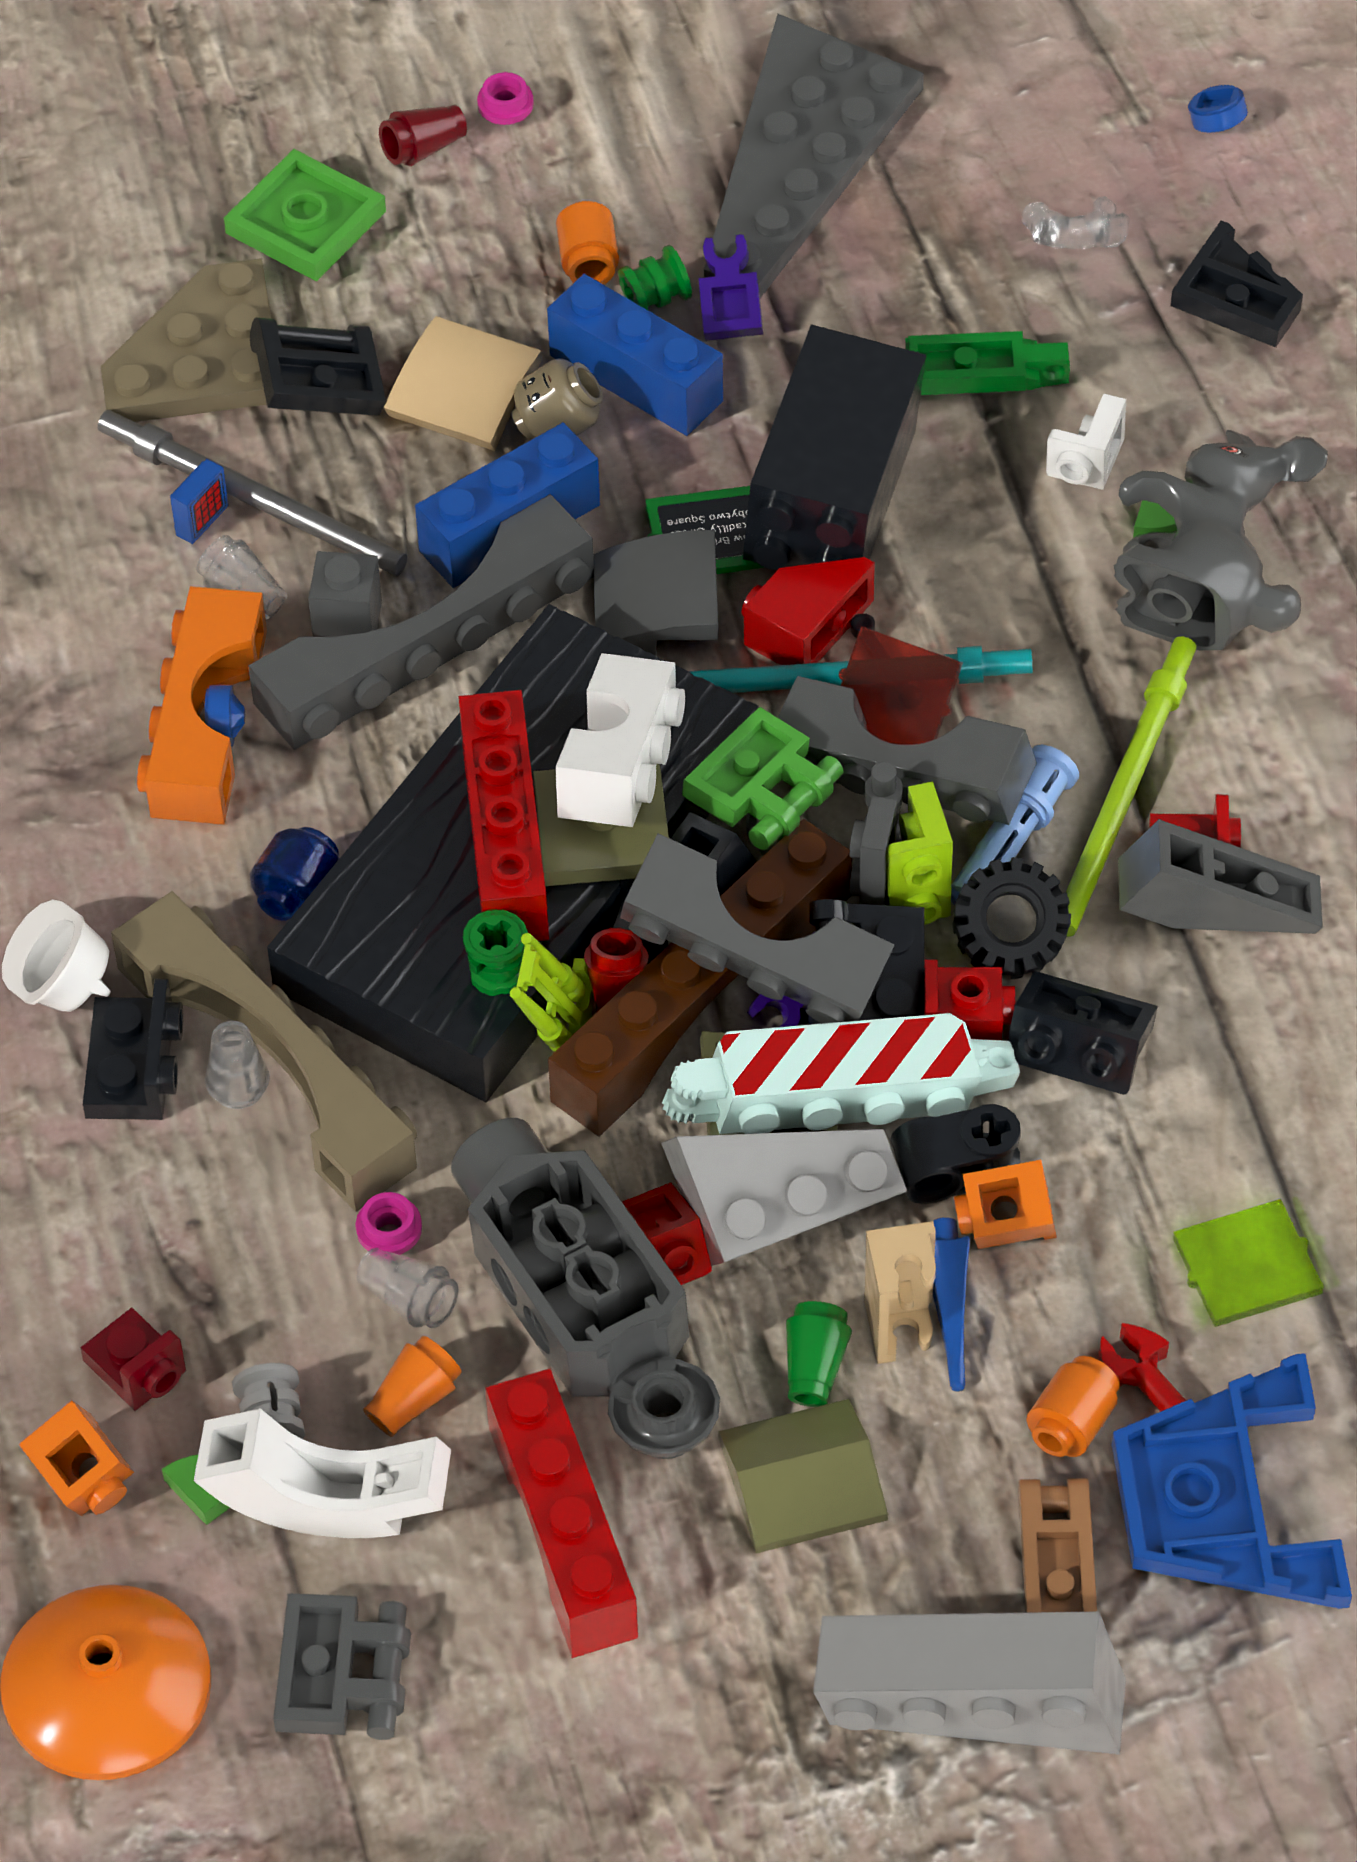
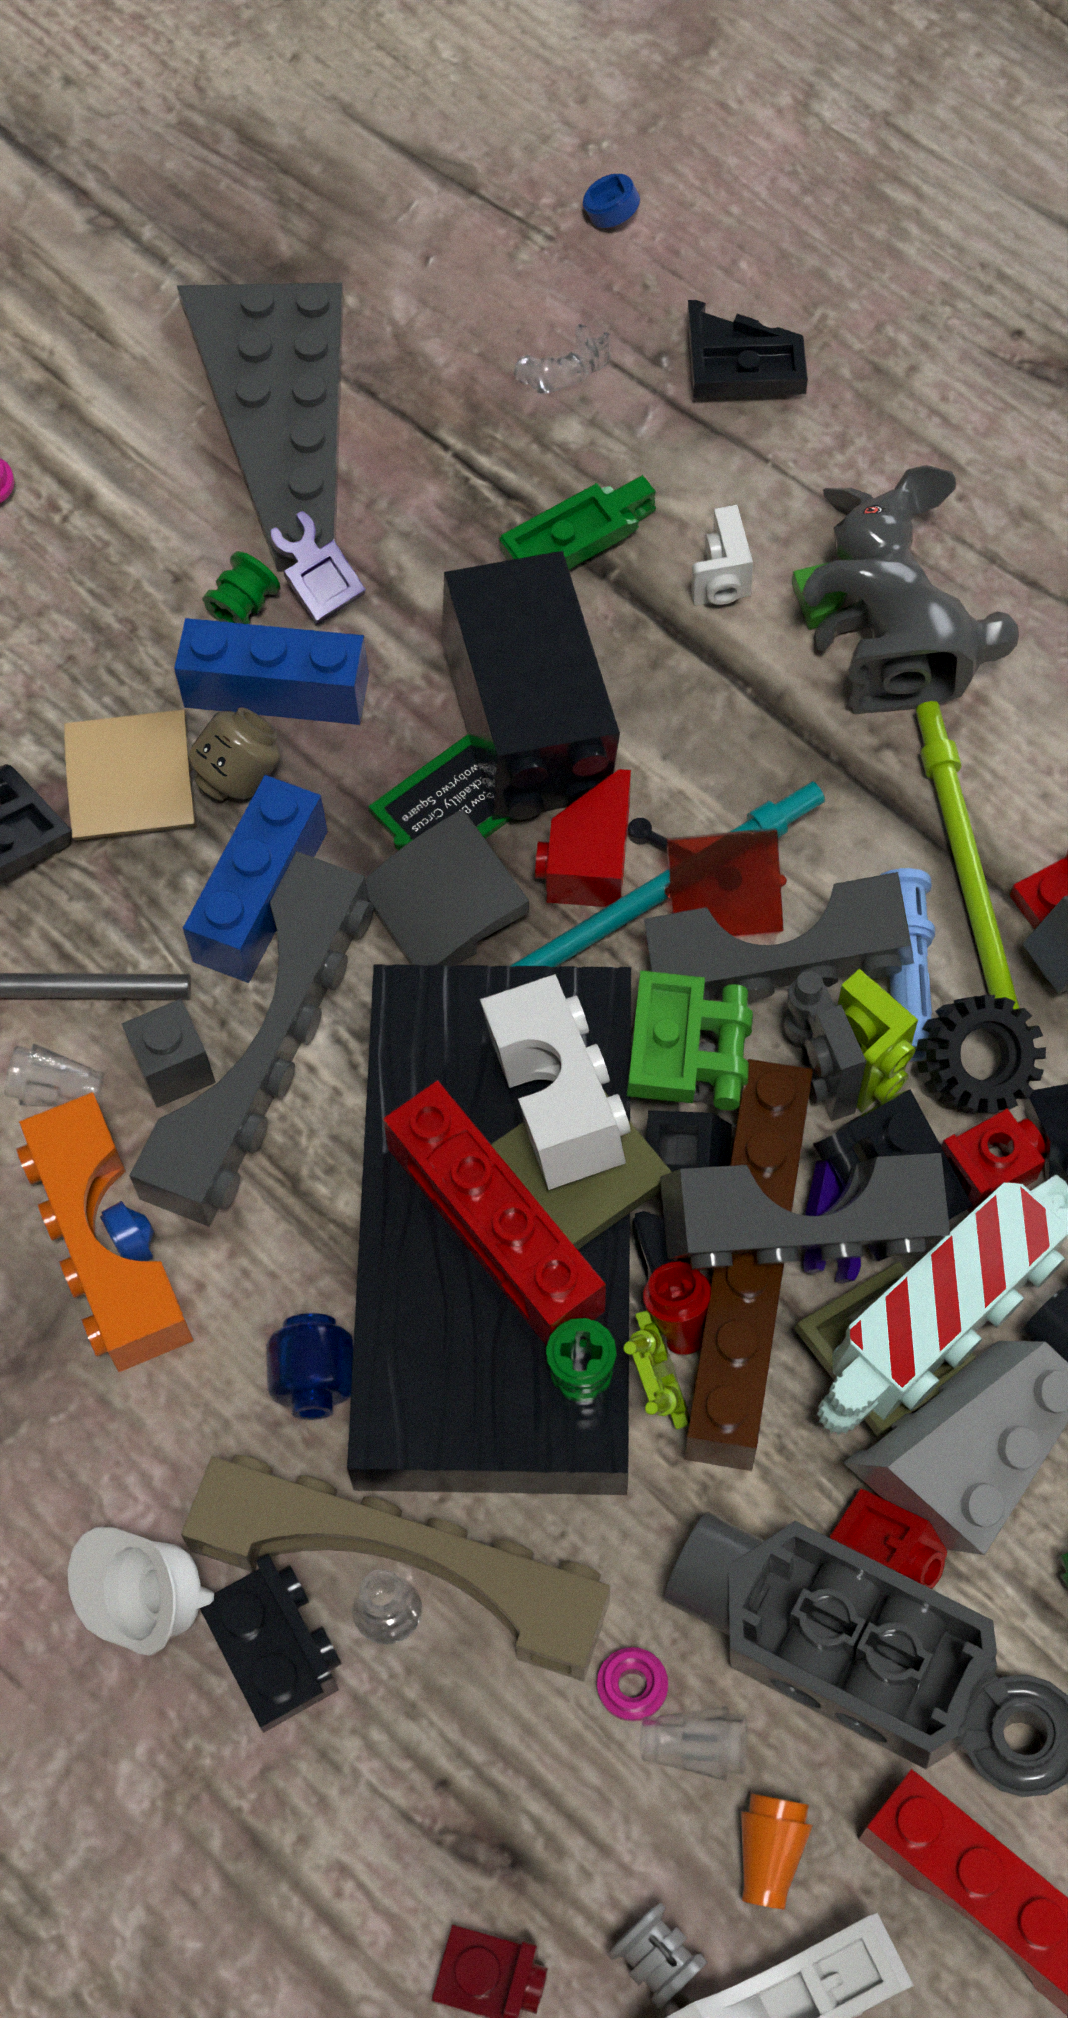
camera: 30 degrees left, 10 degrees up
(587, 241) = (155, 584): orange brick -> none

